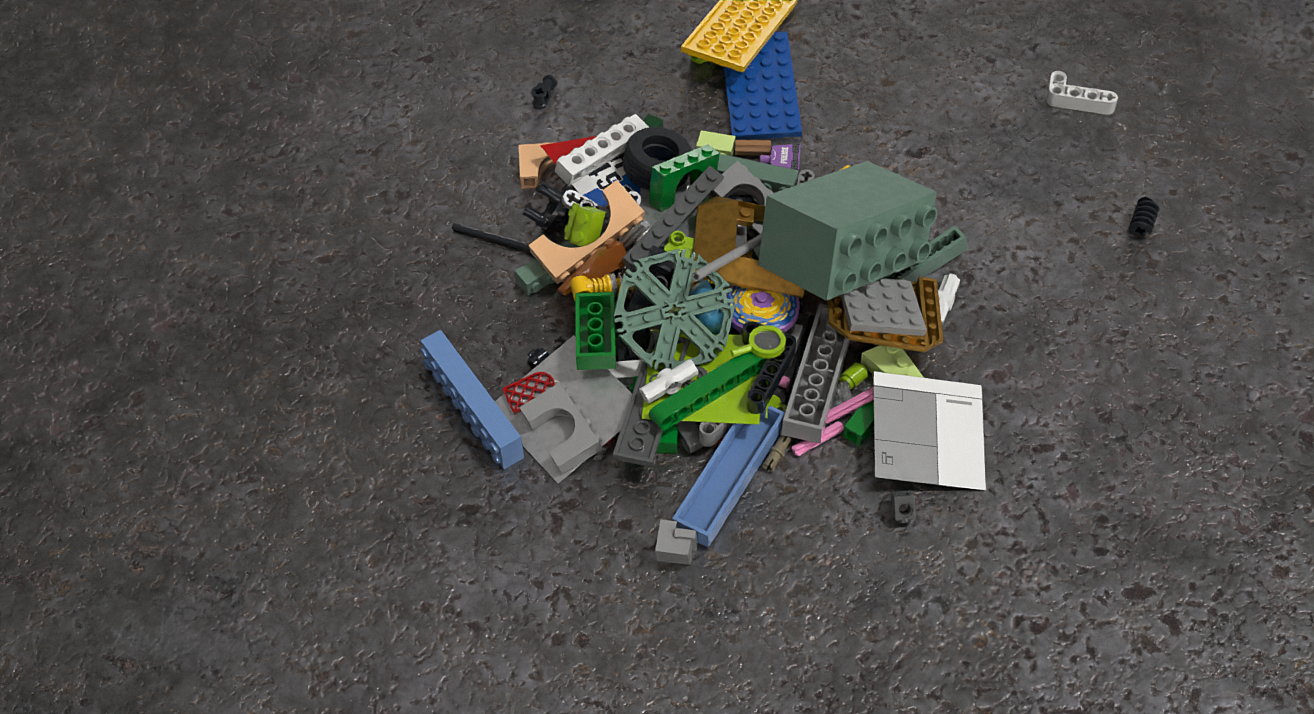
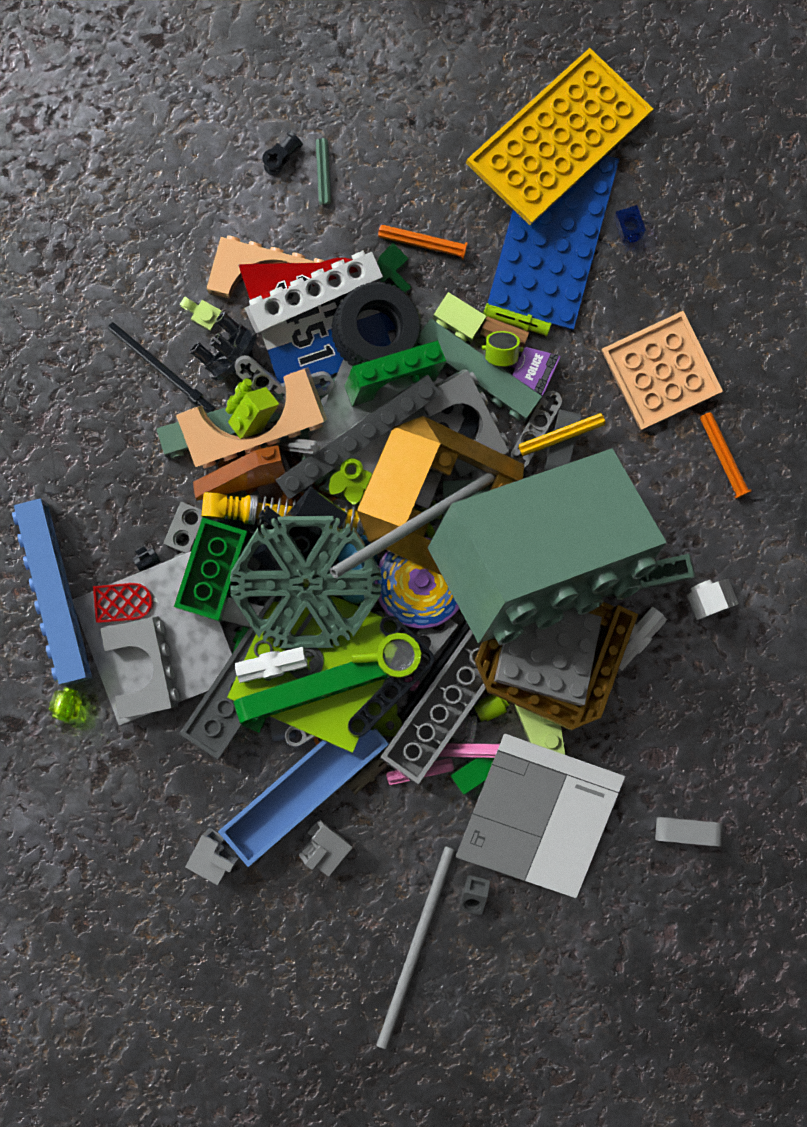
camera: 15 degrees right, 30 degrees up
(508, 476) = (65, 704): none -> clear neon green head
(520, 199) = (203, 314): none -> yellowish green plate
(561, 328) = (179, 527): none -> light grey brick
(578, 95) = (323, 171): none -> sand green axle
(672, 112) = (423, 241): none -> orange axle
(756, 148) = (502, 348): none -> lime piece
(766, 507) = (325, 848): none -> light grey plate
(777, 136) = (543, 327): none -> lime pin
(812, 62) = (629, 214): none -> clear blue brick
(873, 572) = (416, 947): none -> light grey piece
(878, 136) = (661, 370): none -> light nougat plate
(950, 173) = (724, 455): none -> orange axle
(986, 251) = (711, 598): none -> white wedge
(1050, 412) = (689, 831): none -> light grey beam

